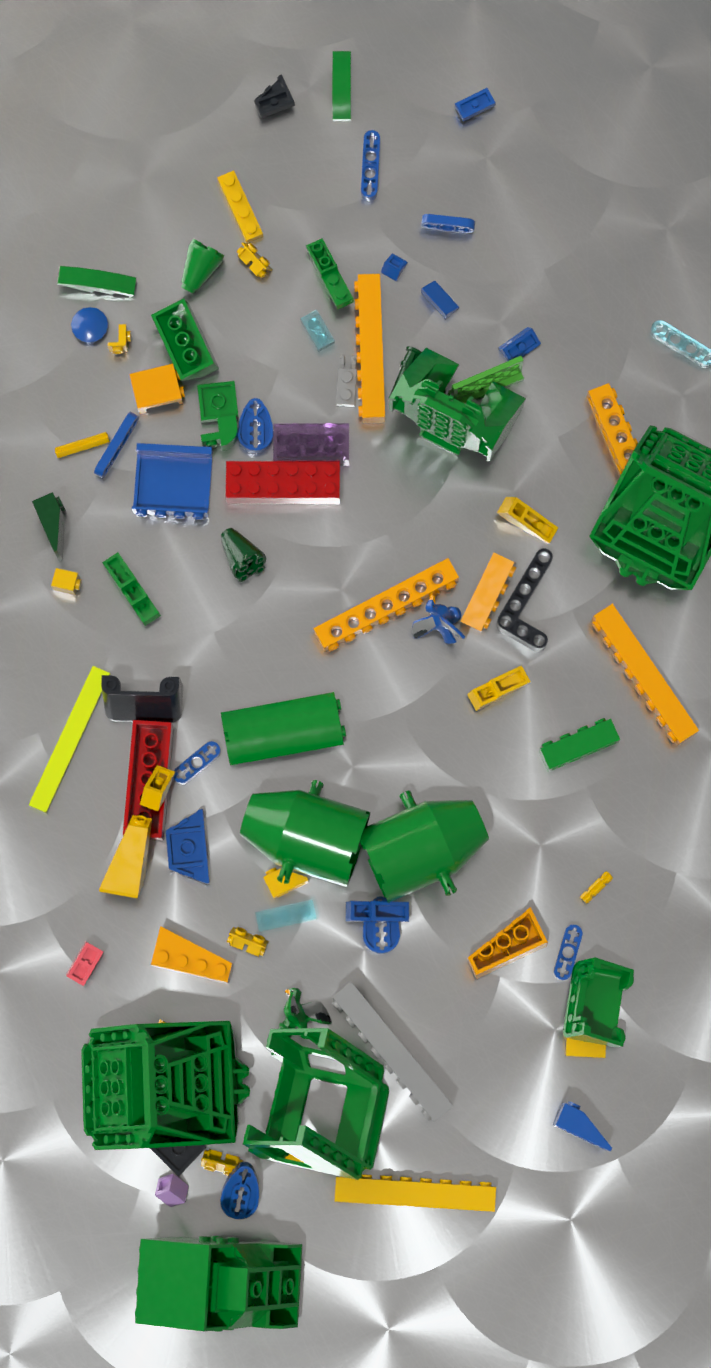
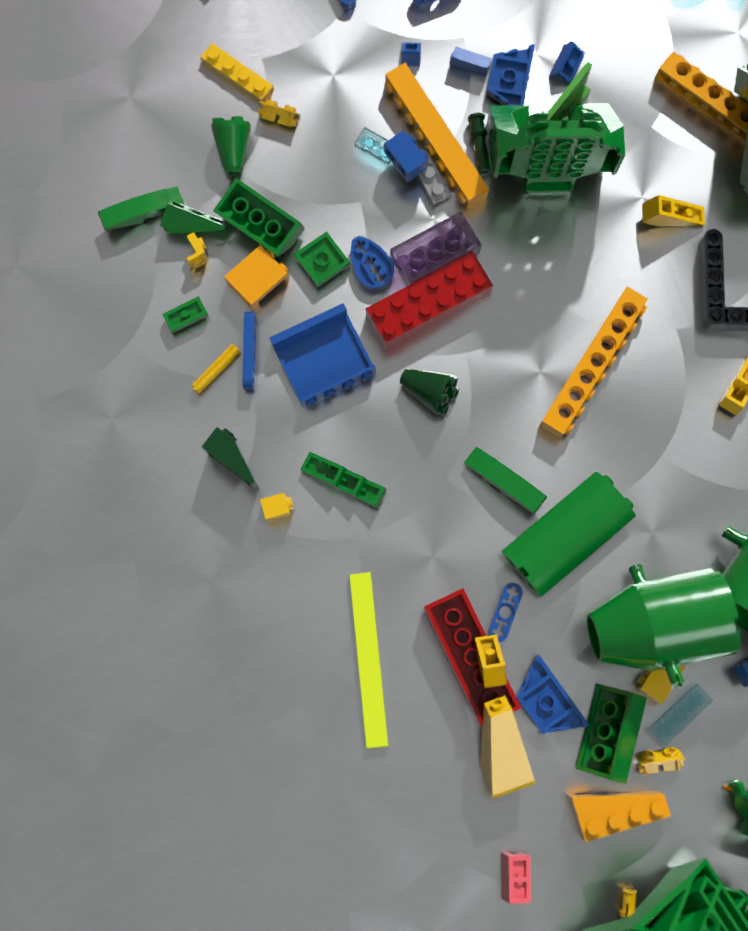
camera: 30 degrees left, 0 degrees up
(82, 388) = (185, 314): none -> green plate
(89, 325) = (157, 253): blue dish -> none
(127, 310) = (185, 219): none -> green slope
(143, 705) = (423, 588): black windscreen -> none
(223, 899) = (611, 733): none -> green slope
(226, 436) = (348, 286): green brick -> none
(258, 659) = (505, 479): none -> green slope
(329, 274) = (356, 90): green slope -> none
(332, 353) = (406, 155): none -> blue brick
(440, 619) = (657, 347): blue animal -> none
(464, 331) = (510, 75): none -> blue wing
(488, 591) = (682, 296): light orange wedge -> none

